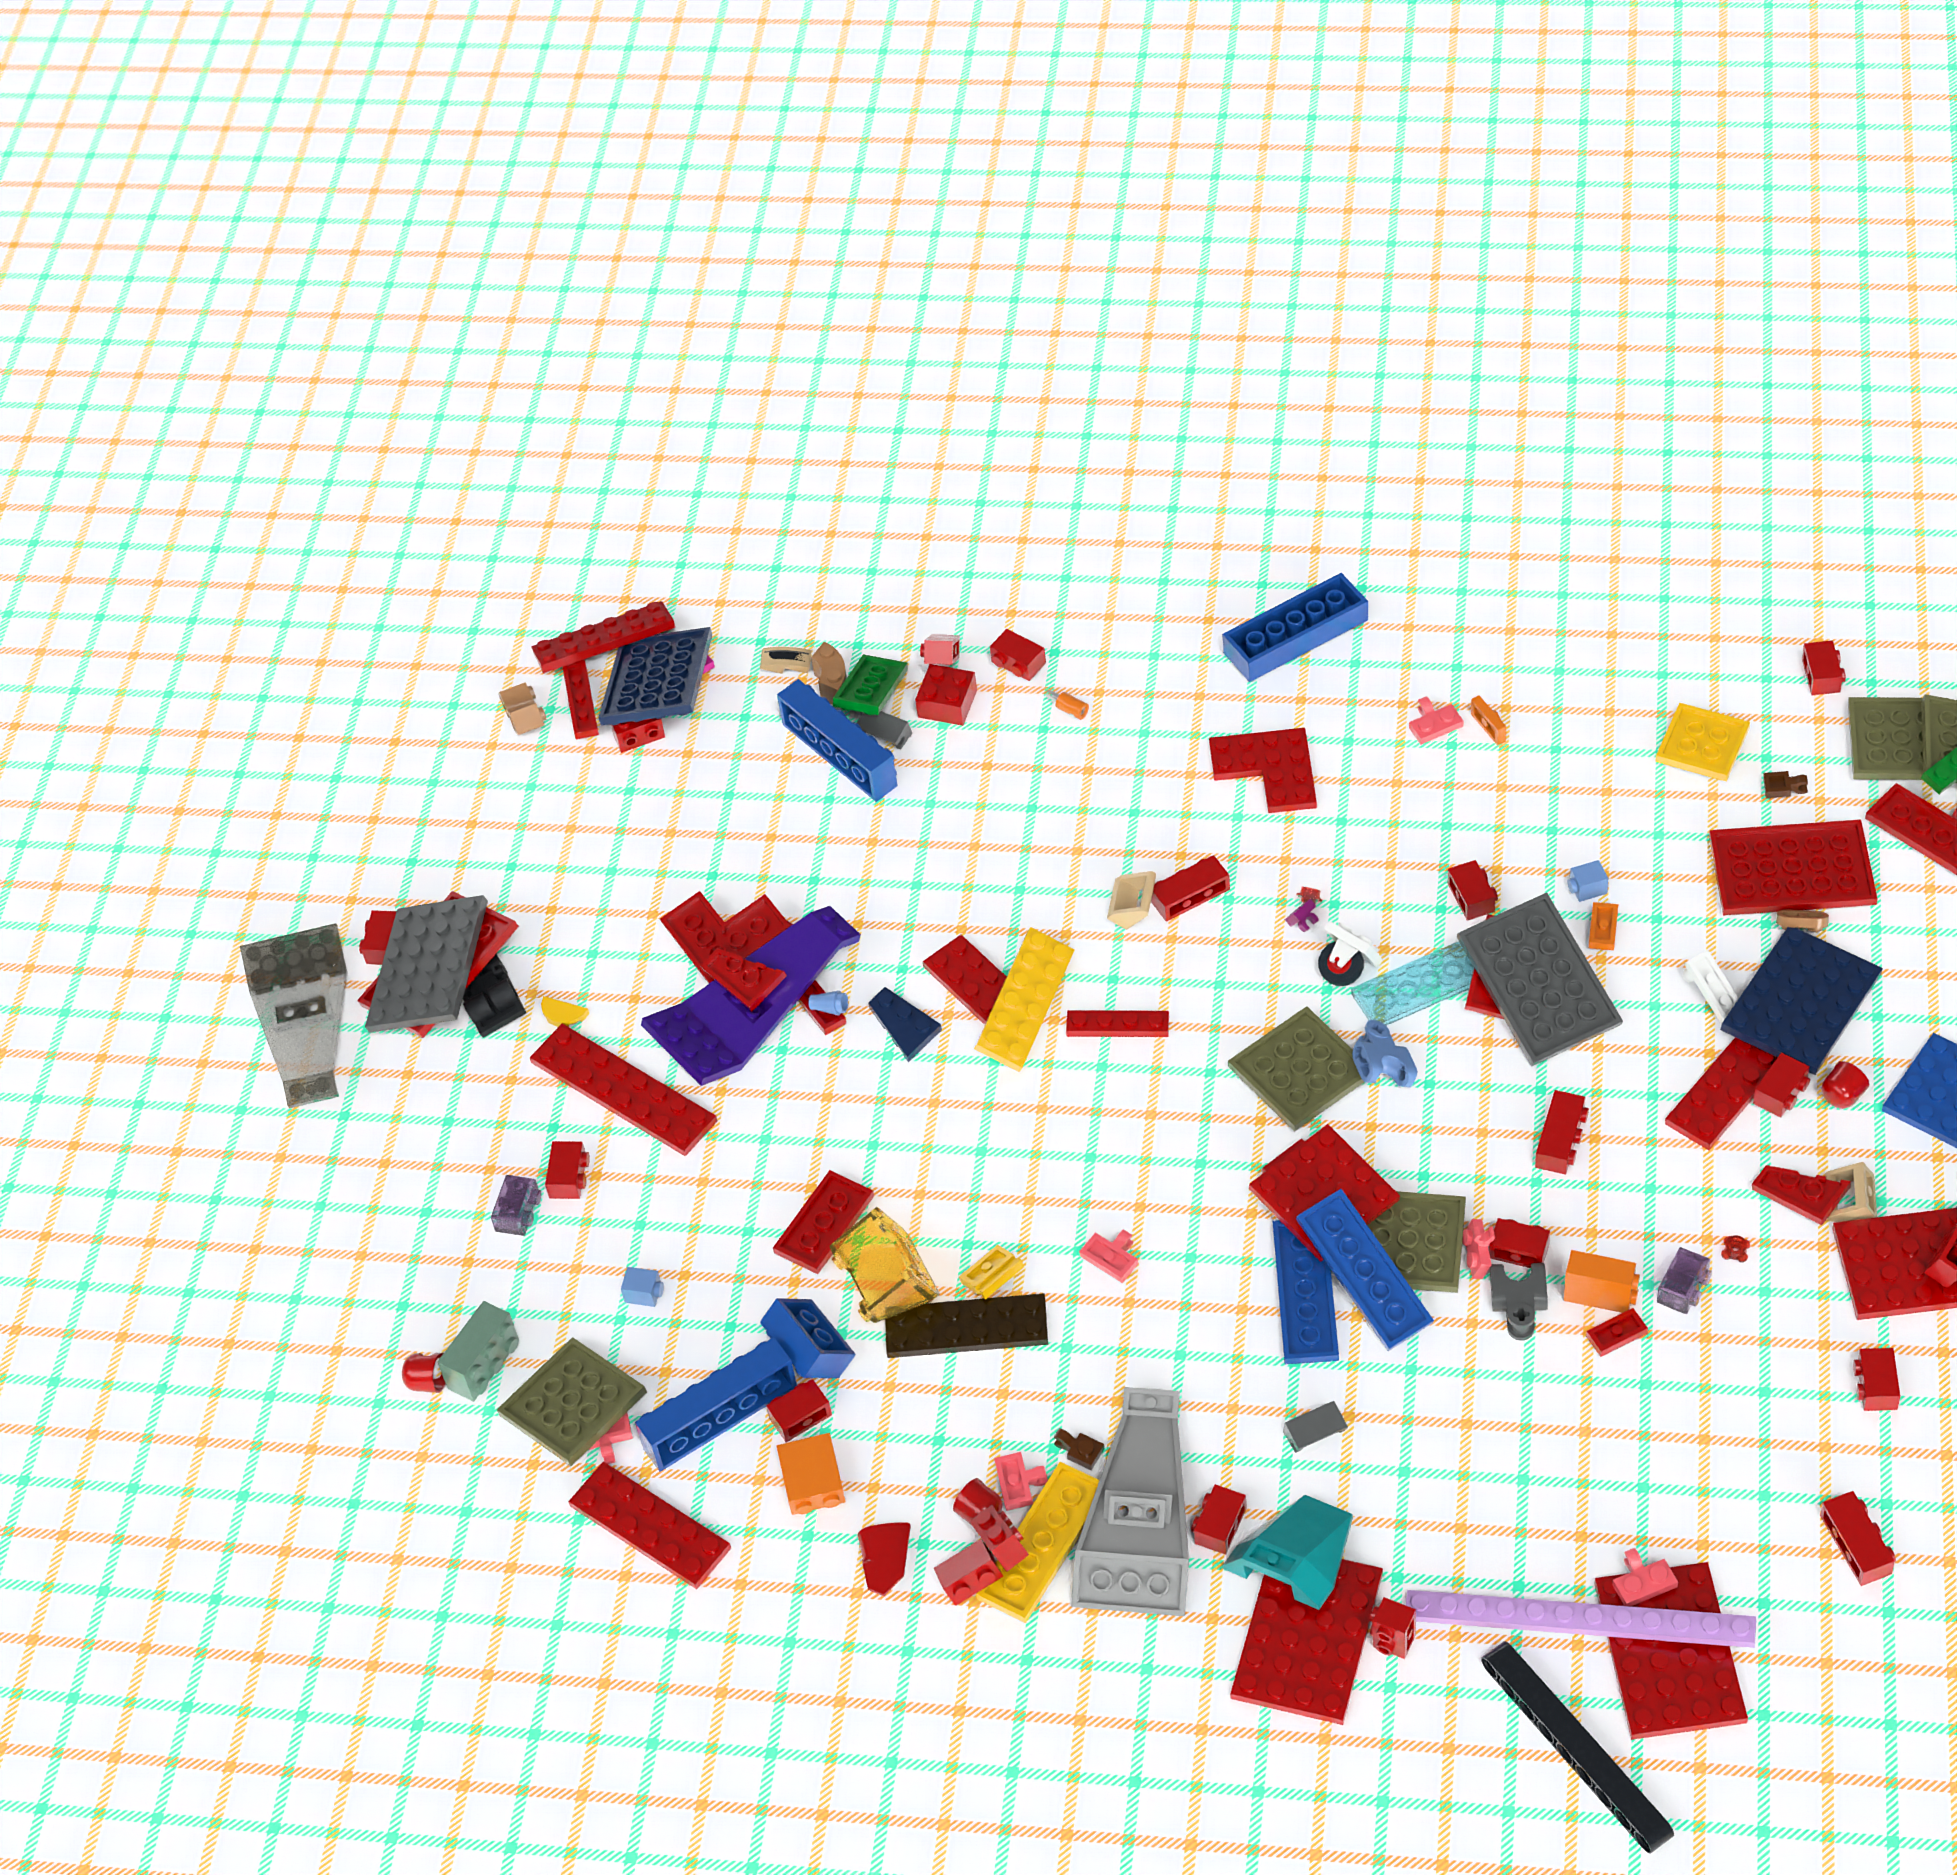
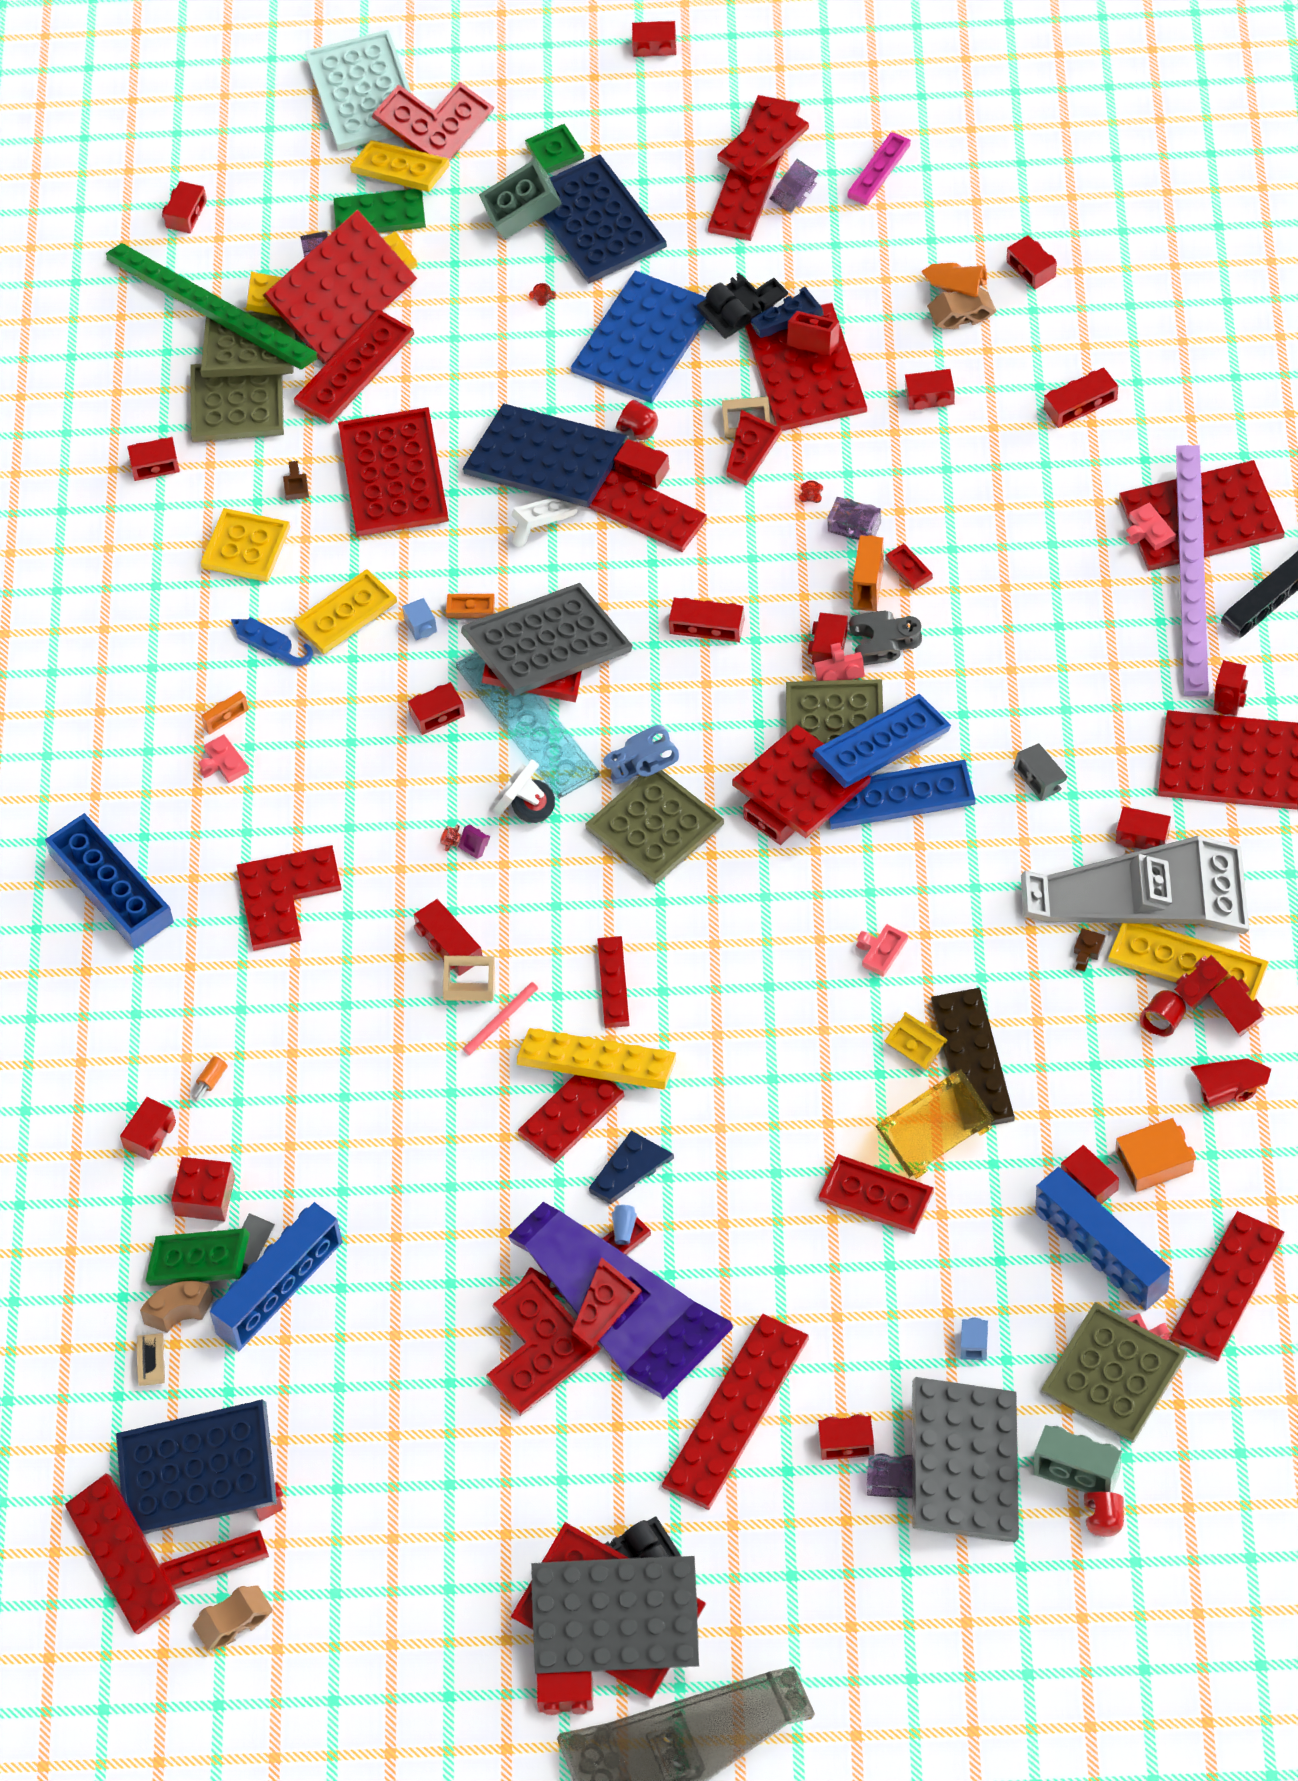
camera: 100 degrees left, 5 degrees up
(512, 1259) = (964, 1460): none -> dark grey plate
(562, 1012) = (646, 1489): yellow tile -> none
(807, 1338) = (1018, 1171): blue brick -> none
(940, 649) = (147, 1195): brick -> none
(1016, 1480) = (1130, 990): coral plate -> none
(1093, 930) = (495, 1023): none -> coral bar
(1298, 1548) = (1164, 769): teal wedge -> none
(1579, 761) = (269, 641): none -> blue plate
(1607, 821) = (345, 611): none -> yellow plate
(1812, 920) = (453, 460): medium nougat plate -> none

